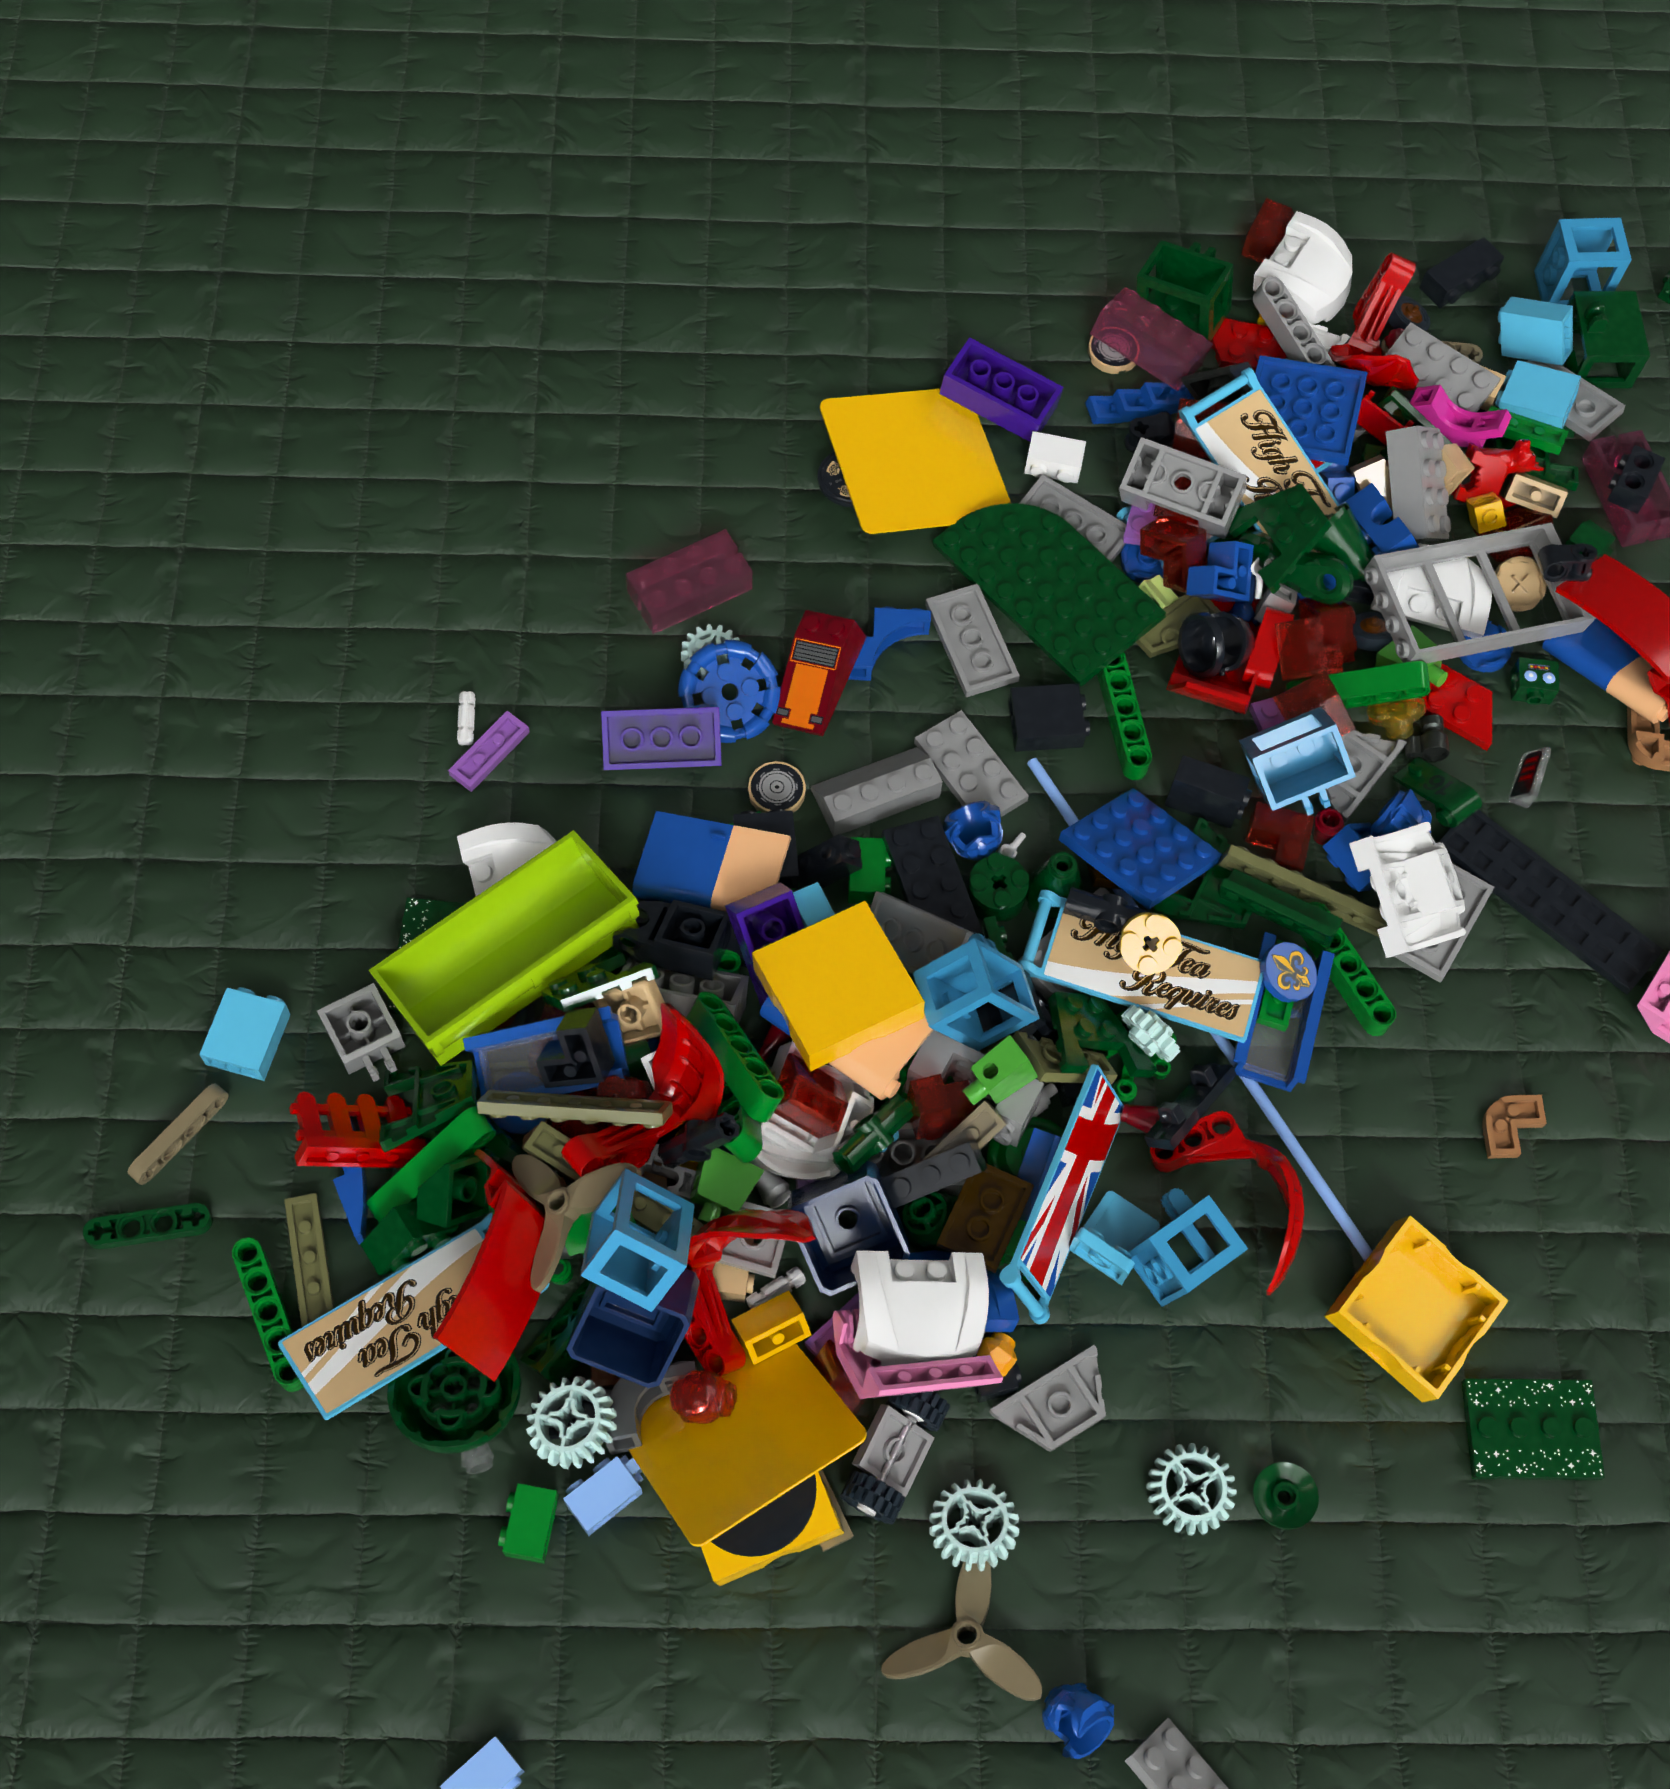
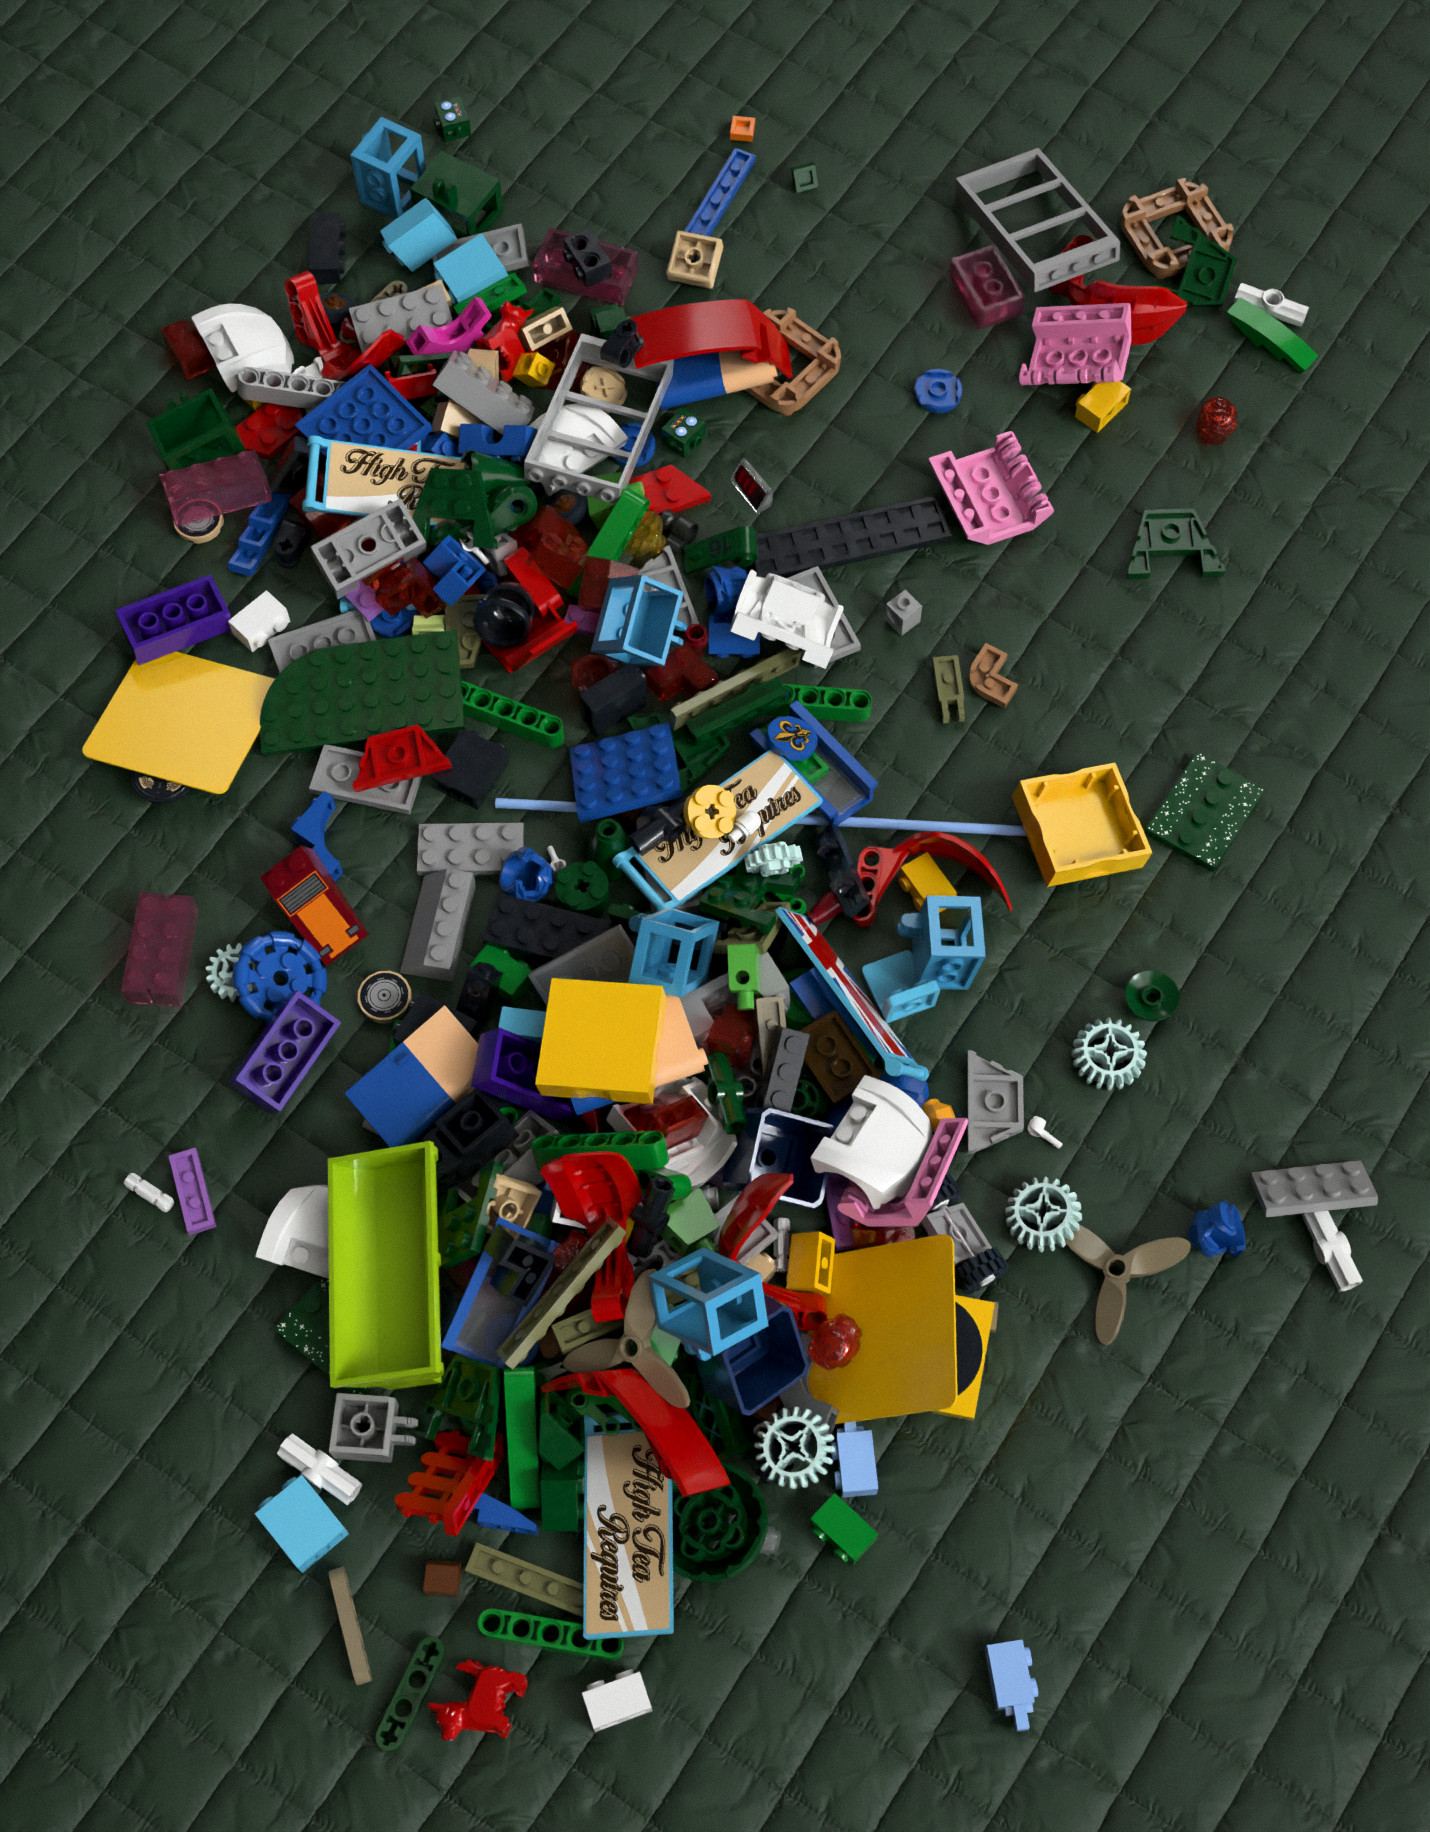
camera: 50 degrees left, 0 degrees up
(174, 1294) = (485, 1704): none -> red animal
(242, 1412) = (616, 1700): none -> white brick
(266, 1185) = (442, 1578): none -> reddish brown piece
(302, 1017) = (319, 1469): none -> white piece
(1007, 649) = (398, 757): none -> red wing
(1062, 1464) = (1036, 1129): none -> white hand
(1162, 985) = (745, 825): none -> white cylinder
(1221, 752) = (591, 670): none -> clear red hair
(1241, 1195) = (924, 879): none -> yellow brick
(1468, 1088) = (949, 686): none -> olive hinge
(1510, 996) = (903, 612): none -> light grey brick

